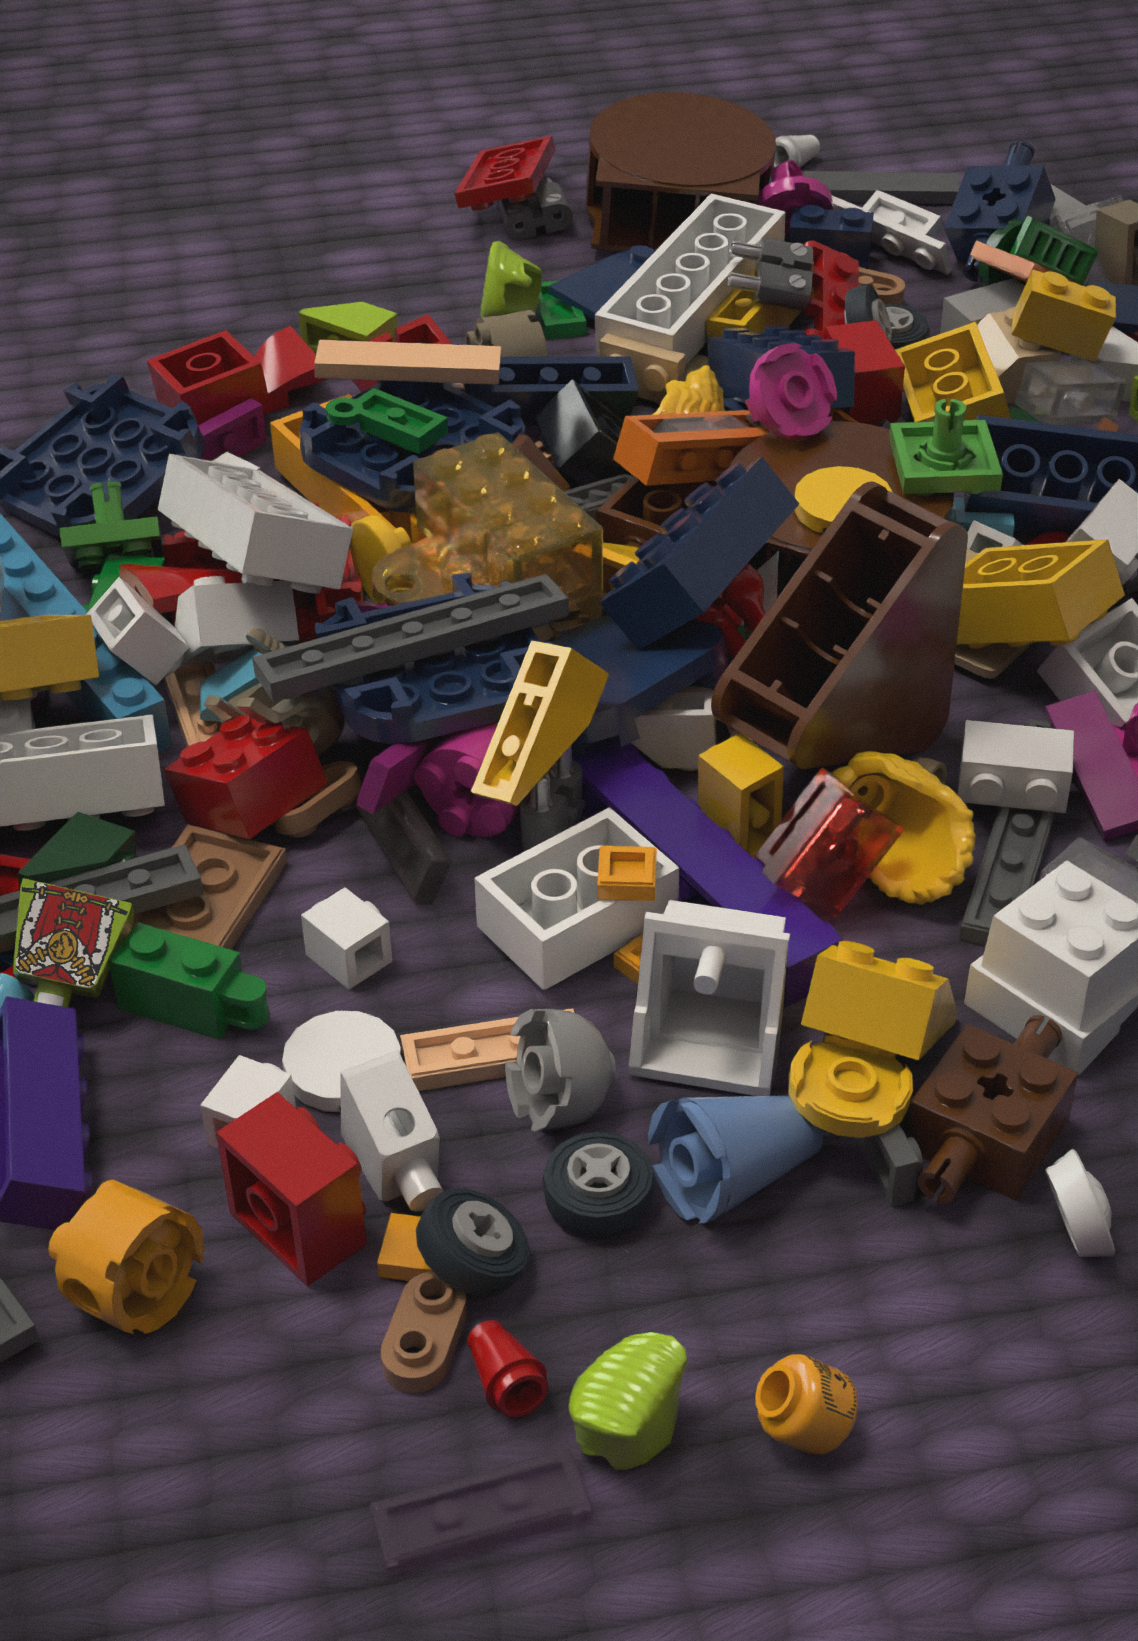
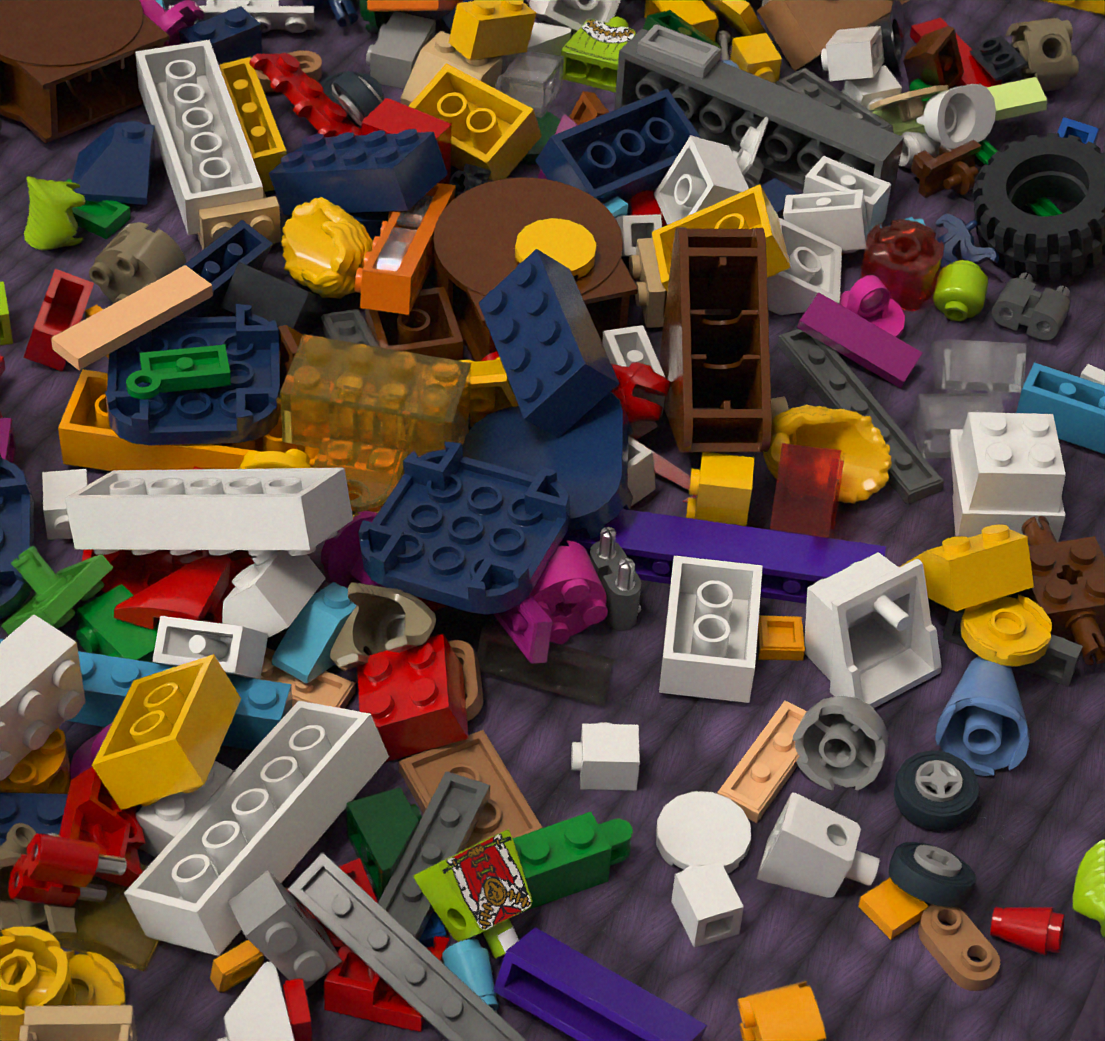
camera: 50 degrees left, 5 degrees up
(293, 1187) = (817, 923): red brick -> none
(409, 637) = (448, 524): dark grey plate -> none
(540, 721) = (602, 530): yellow slope -> none
(627, 873) = (747, 589): light orange tile -> none
(780, 271) = (272, 92): dark grey piece -> none
(791, 392) = (437, 191): dark pink tile -> none
(945, 453) = (581, 172): bright green plate -> none
(1016, 766) = (830, 370): white brick -> none

